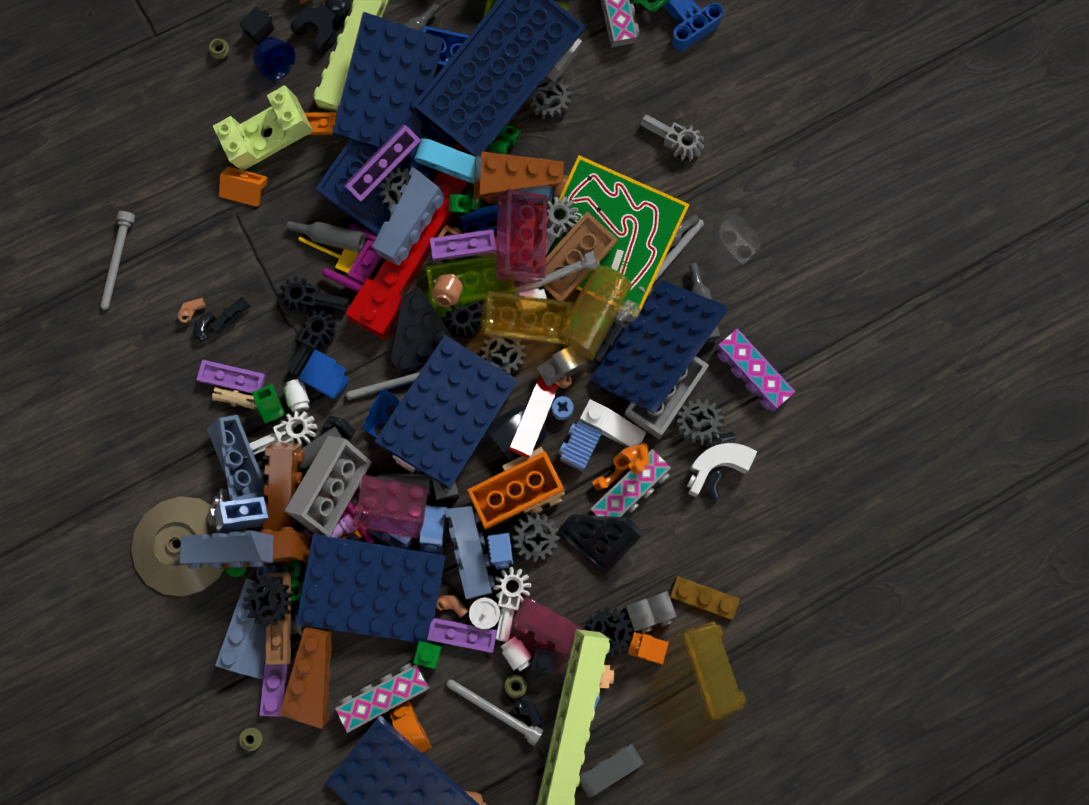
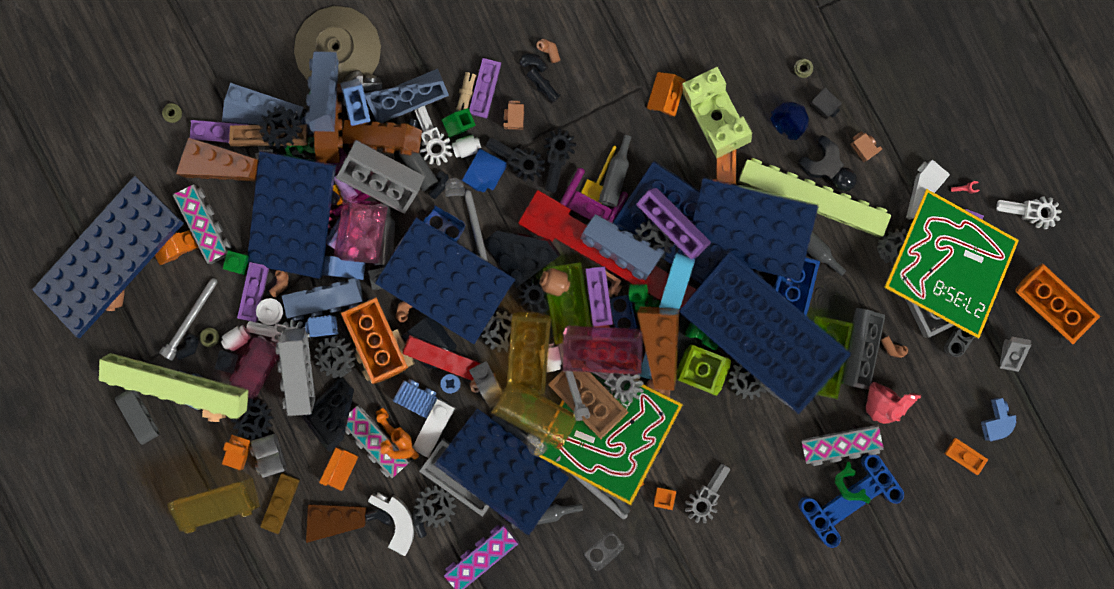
camera: 100 degrees right, 10 degrees up
(263, 344) = (514, 116): none -> nougat brick
(342, 408) = (454, 187): none -> clear plate
(481, 463) = (402, 311): none -> nougat arm
(540, 139) = (703, 369): none -> lime slope
(553, 576) = (296, 371): none -> light grey brick
(663, 531) = (339, 468): none -> orange panel
(679, 180) = (664, 498): none -> orange plate
(720, 537) = (333, 520): none -> reddish brown wing

